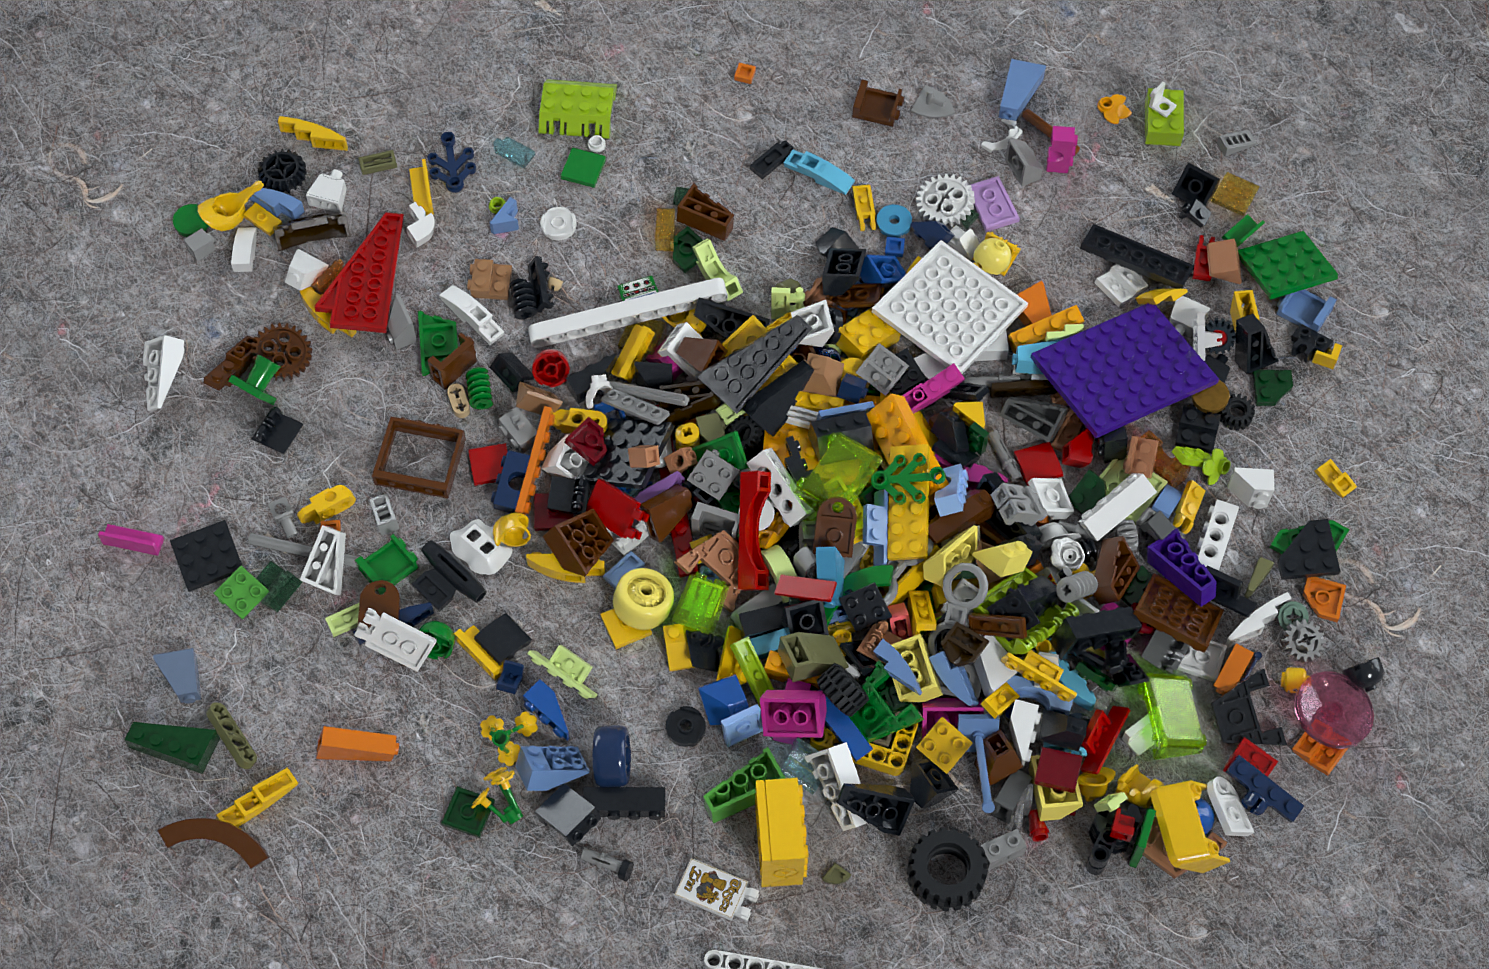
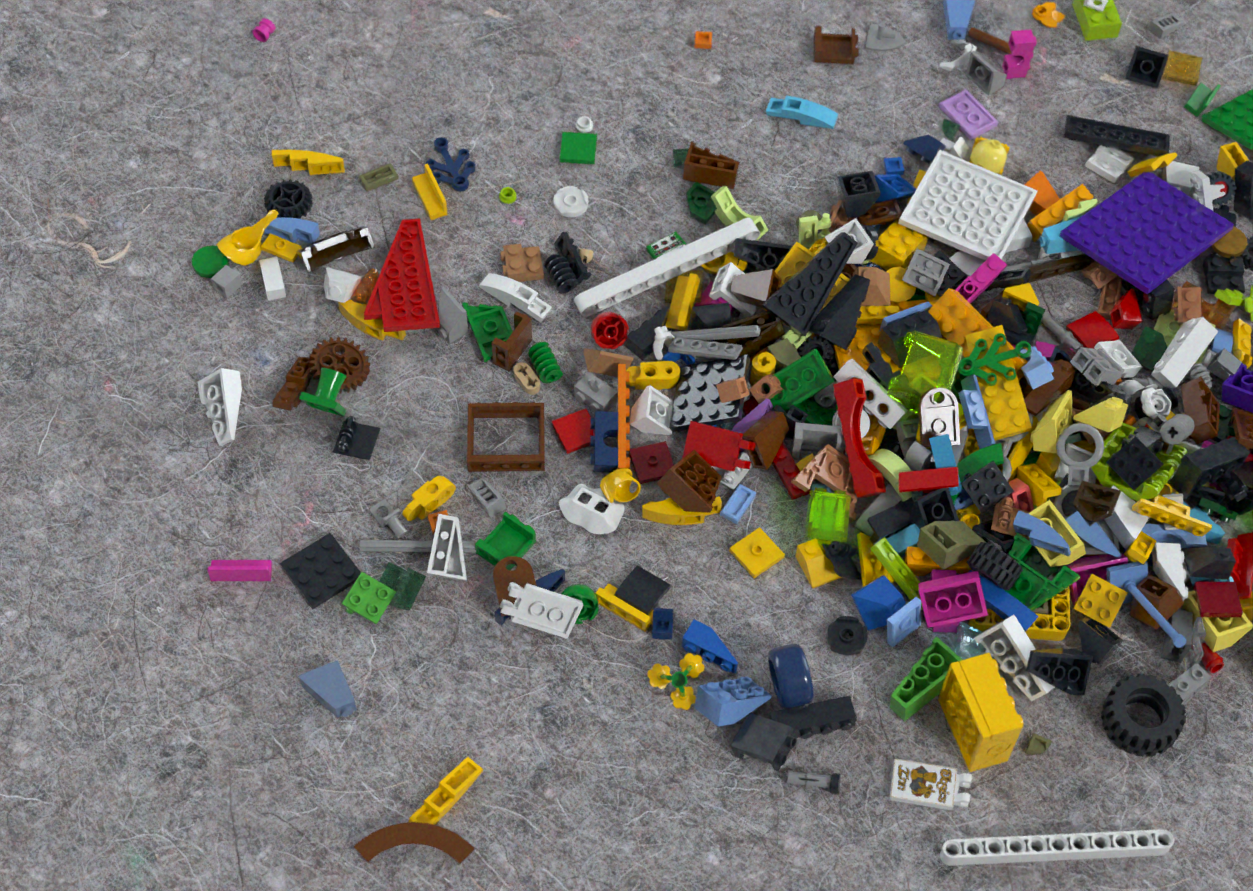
camera: 15 degrees left, 5 degrees down
(175, 744) = (344, 758): dark green wedge -> none
(243, 754) = (414, 751): olive beam -> none
(328, 192) = (339, 211): white torso -> none
(343, 620) = (481, 603): yellowish green plate -> none
(355, 745) = (529, 720): orange slope -> none
(423, 228) = (442, 225): white brick -> none
(448, 575) = (569, 543): black plate -> none
(464, 818) = (661, 761): dark green plate -> none
(504, 219) = (520, 206): medium blue slope -> none
(510, 370) = (568, 341): black panel -> none
(512, 812) = (706, 752): plant -> none
(513, 151) = (507, 145): clear light blue panel -> none
(568, 667) = (715, 602): yellowish green bracket -> none
(569, 494) = (664, 442): black hinge -> none
(577, 105) = (556, 93): lime slope -> none
(588, 441) = (669, 389): dark red plate -> none
(643, 598) = (769, 523): light yellow wheel -> none
(665, 229) = (676, 188): clear yellow brick -> none
(713, 474) = (802, 394): light grey hinge -> none
(771, 159) = (753, 110): black hinge -> none
(799, 413) = (868, 329): white tile -> none
(835, 239) = (835, 168): black slope -> none
(852, 389) = (904, 295): dark blue brick -> none
(864, 205) = (853, 136): yellow hinge -> none
(894, 212) = (884, 136): dark azure tile -> none
(945, 200) = (914, 113): white gear -> none
(998, 625) = (1123, 475): reddish brown tile -> none
(1035, 416) = (1078, 289): dark grey wedge -> none
(1196, 212) = (1154, 89): black bracket -> none
(1201, 266) = (1176, 128): red hinge -> none
(1224, 261) = (1196, 124): nougat slope -> none

